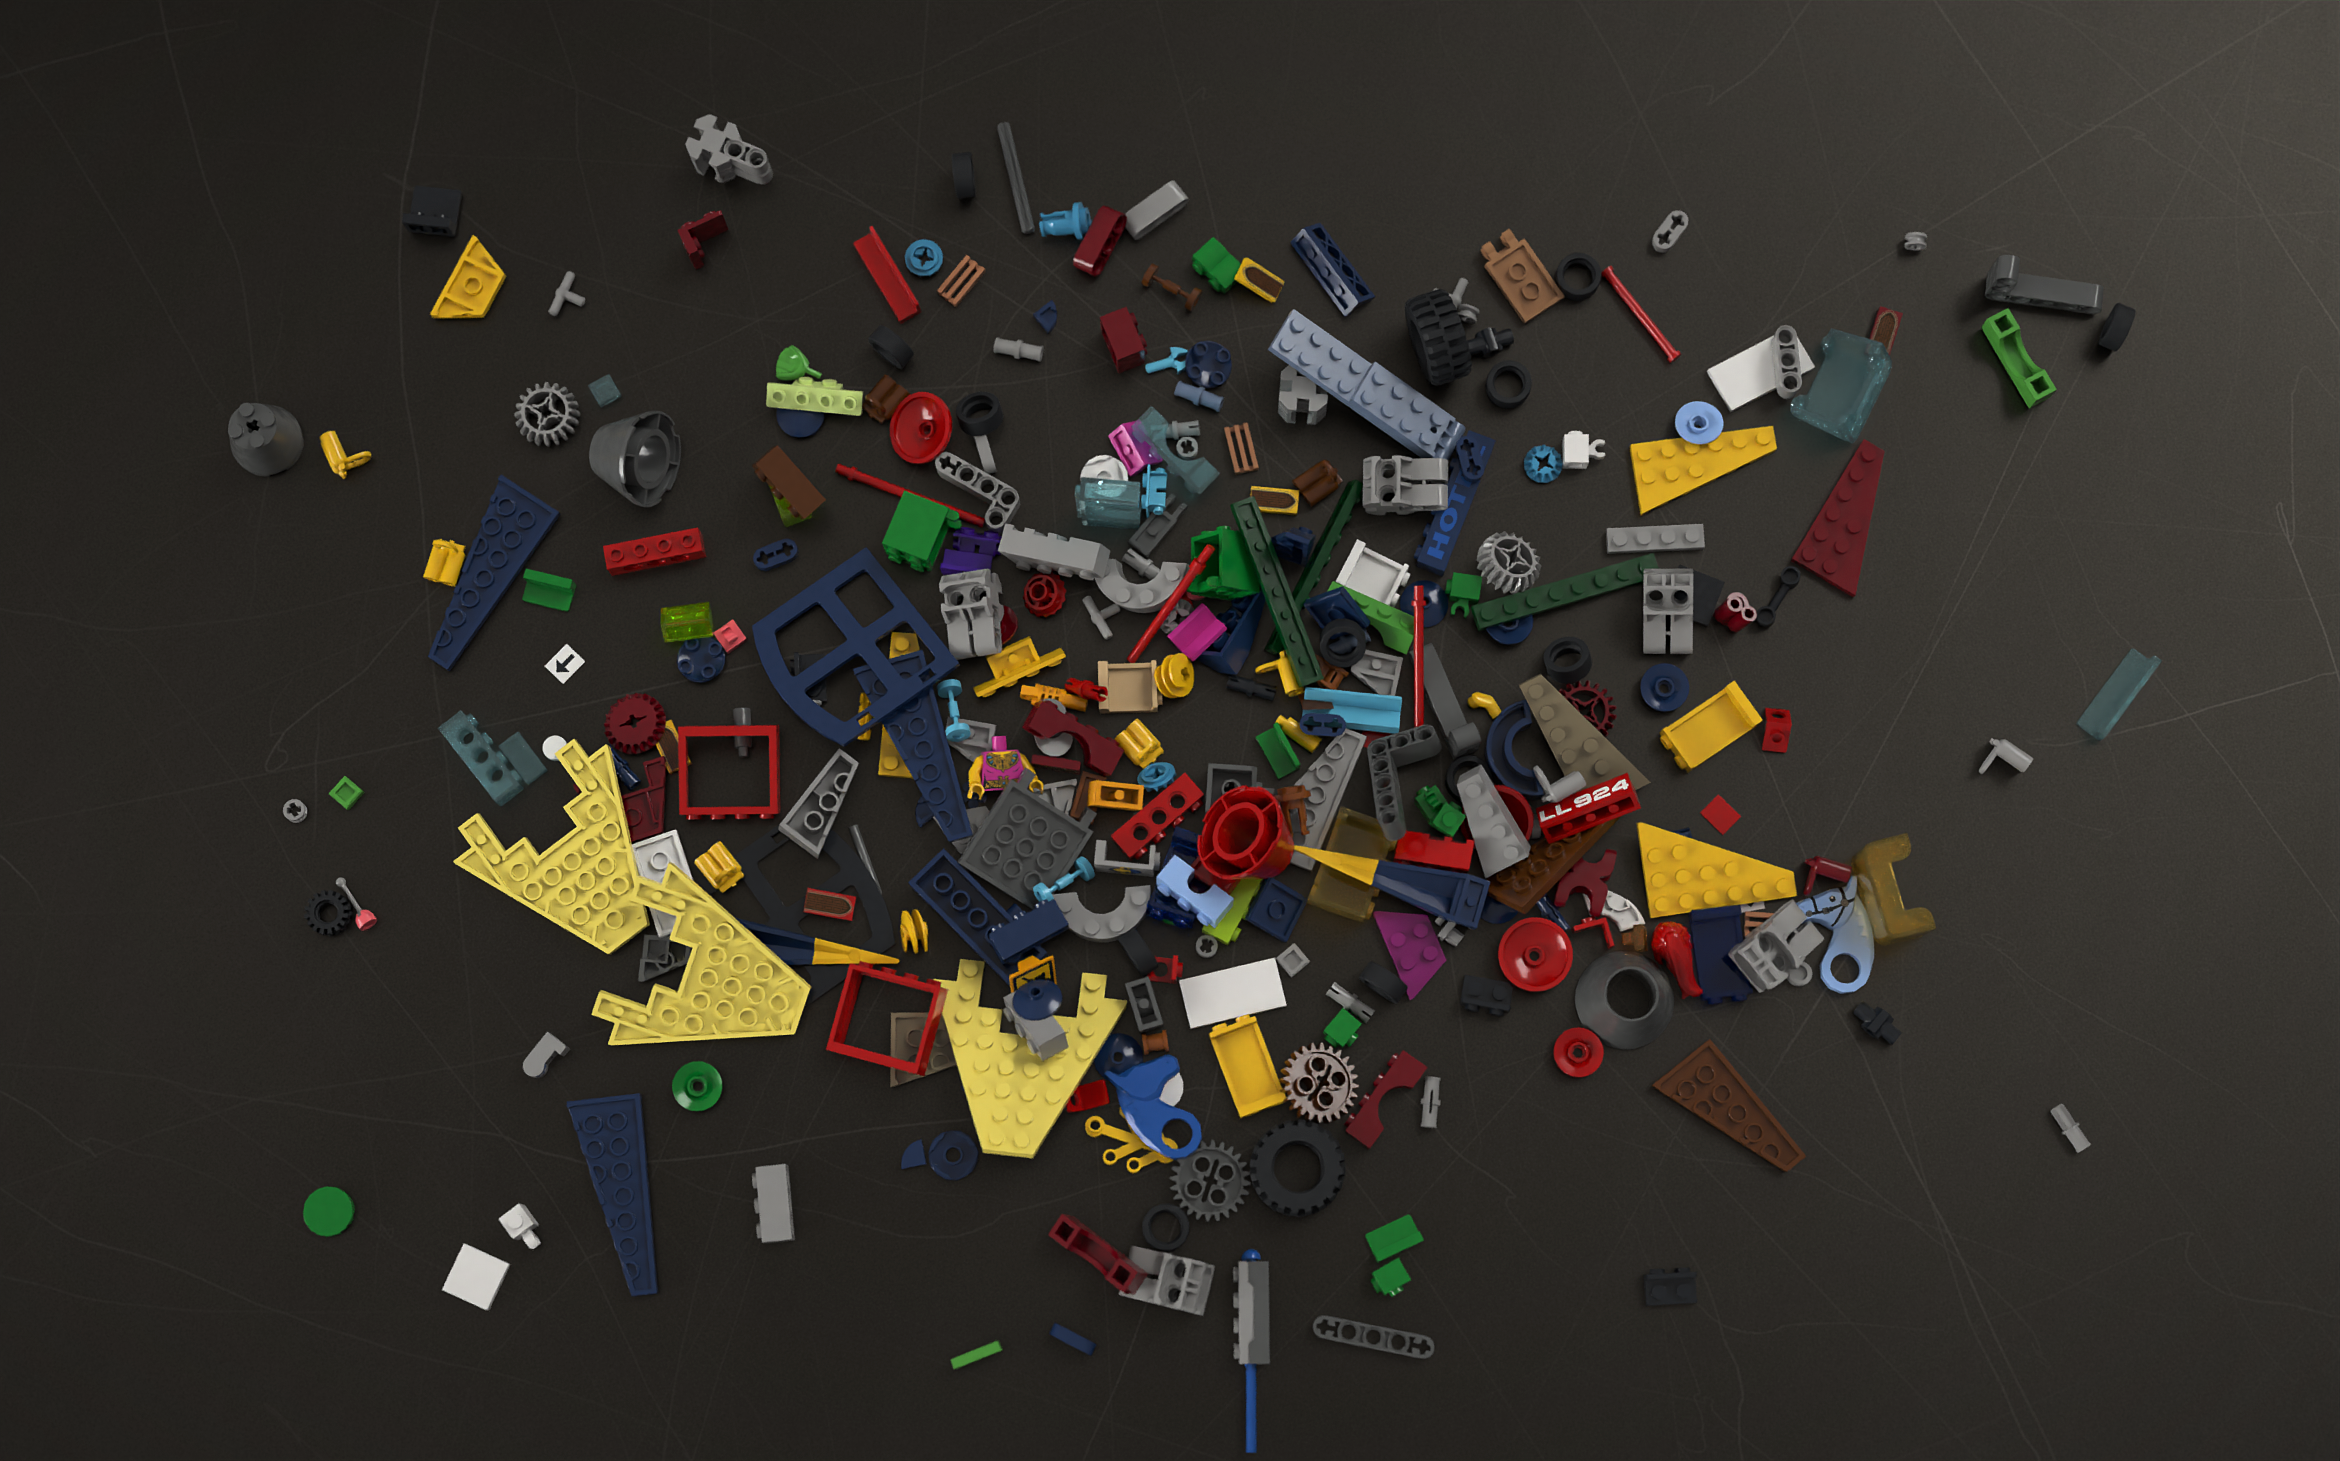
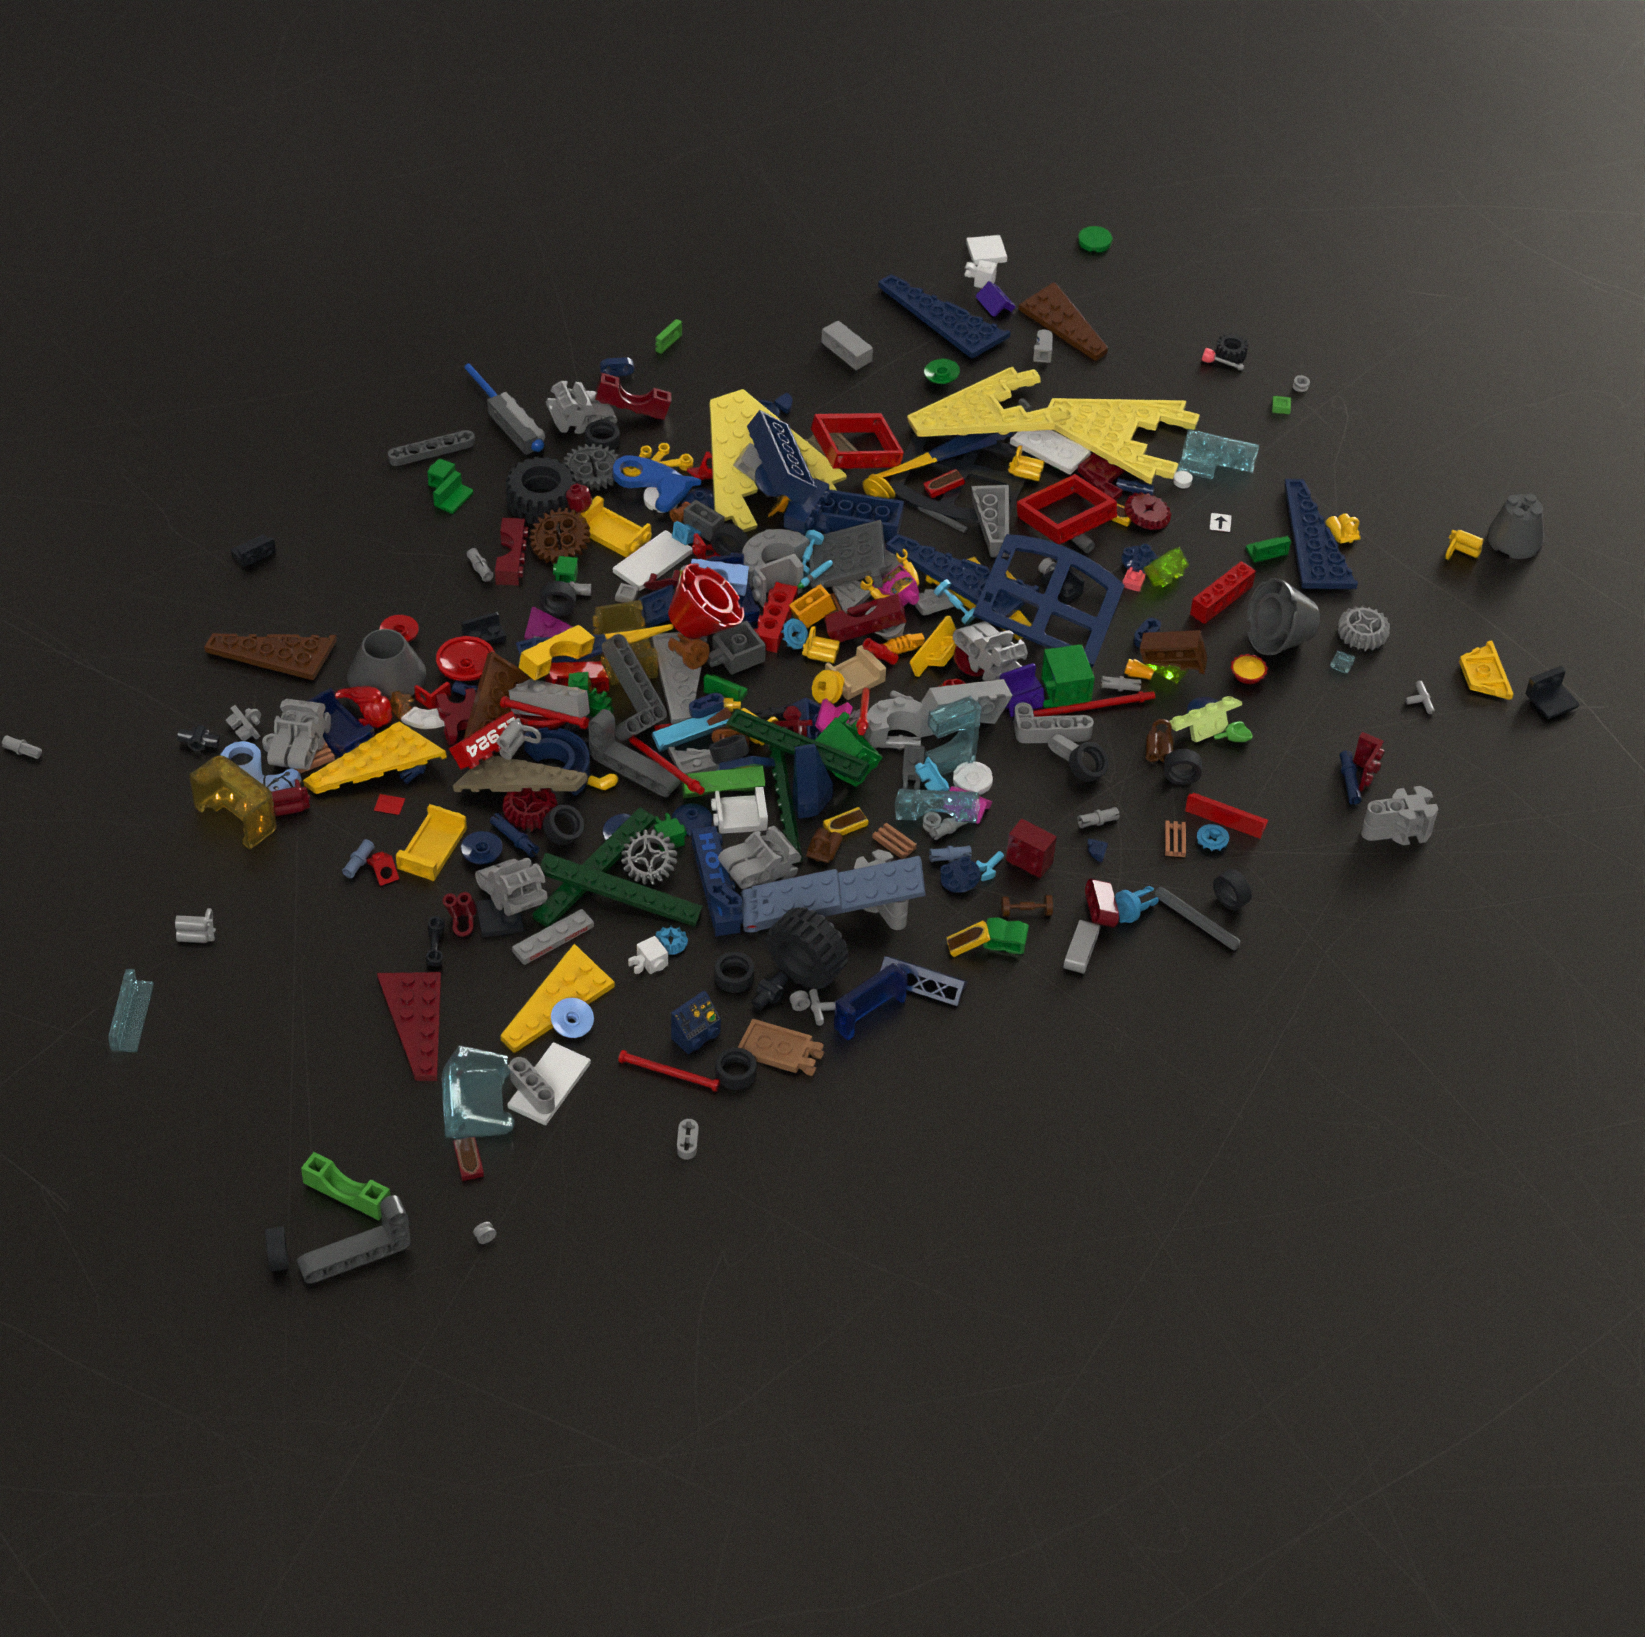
camera: 140 degrees right, 30 degrees down
(482, 1104) = (1059, 315): none -> reddish brown wing
(537, 1175) = (994, 299): none -> dark purple panel
(715, 433) = (1248, 668): none -> yellow piece
(722, 249) = (1349, 771): none -> dark blue pin
(831, 510) = (1138, 670): none -> light orange cone
(860, 502) = (1120, 683): none -> light grey pin
(911, 427) = (1118, 734): red dish -> none
(1023, 993) = (781, 457): none -> dark blue brick
(1080, 839) = (816, 573): none -> medium azure piece
(1174, 1003) = (684, 533): none -> dark azure bracket
(1247, 921) = (655, 585): none -> dark red piece
(1254, 636) = (792, 716): none -> dark red hips
(1272, 1102) = (579, 498): none -> dark red head
(1408, 266) = (867, 997): none -> clear blue panel
(1483, 861) = (573, 643): none -> yellow arch
(1508, 802) = (582, 722): none -> red bar
(1562, 543) = (620, 889): none -> dark green plate
(1589, 339) = (695, 1023): none -> dark blue slope
(1619, 685) = (520, 839): none -> dark blue pin
(1795, 752) = (358, 858): none -> sand blue pin
(1815, 1014) = (247, 730): none -> light grey hips

